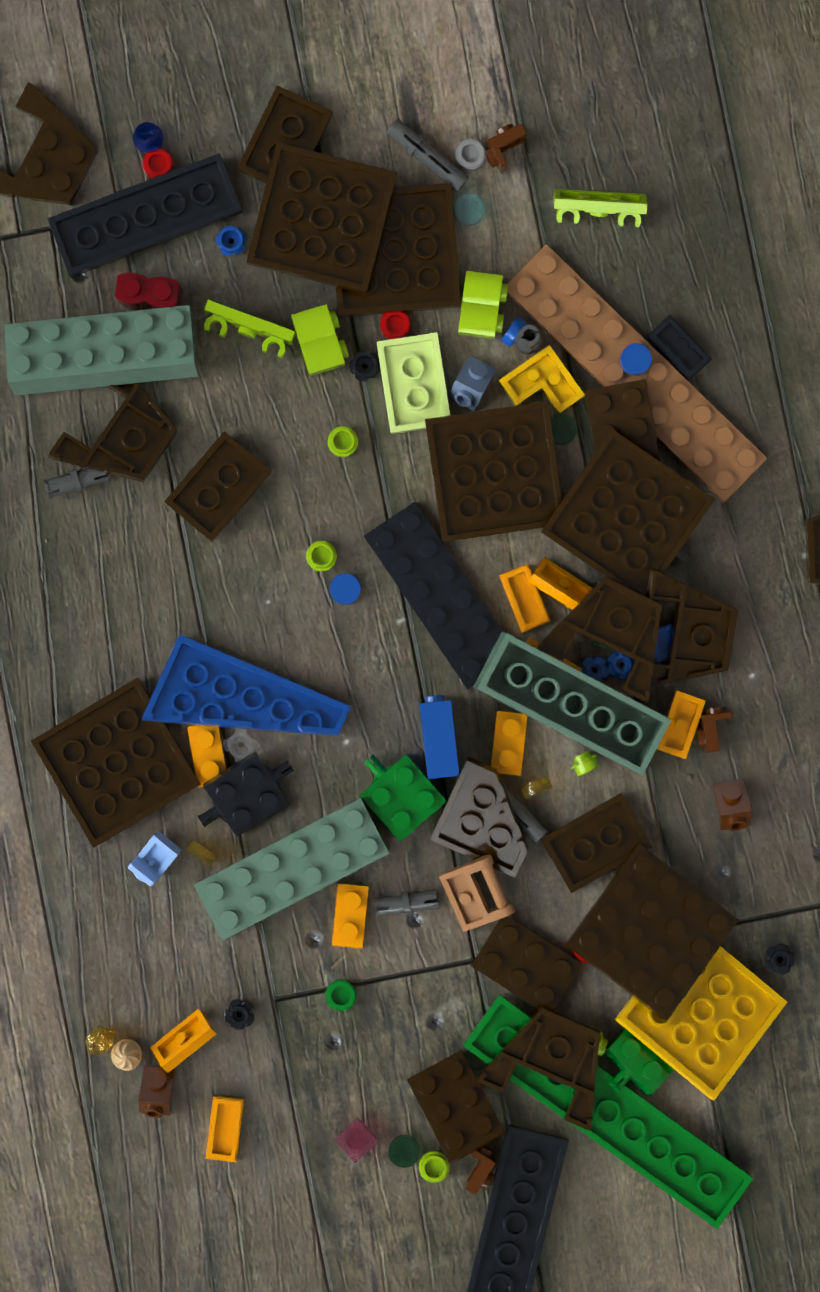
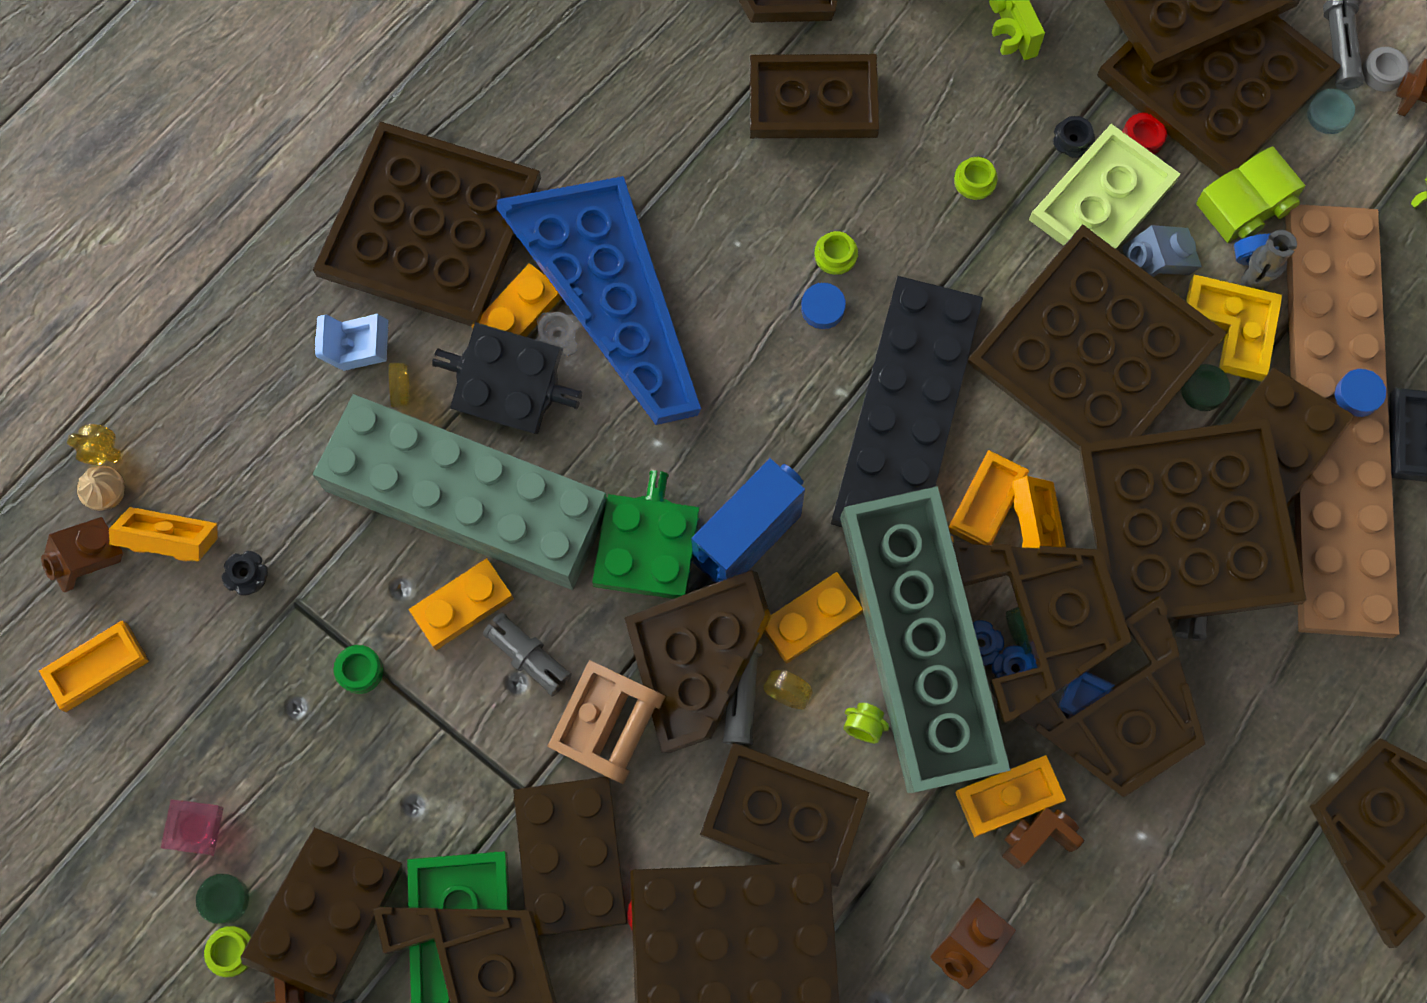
camera: 50 degrees right, 15 degrees down
(318, 339) = (1056, 69): lime brick -> none

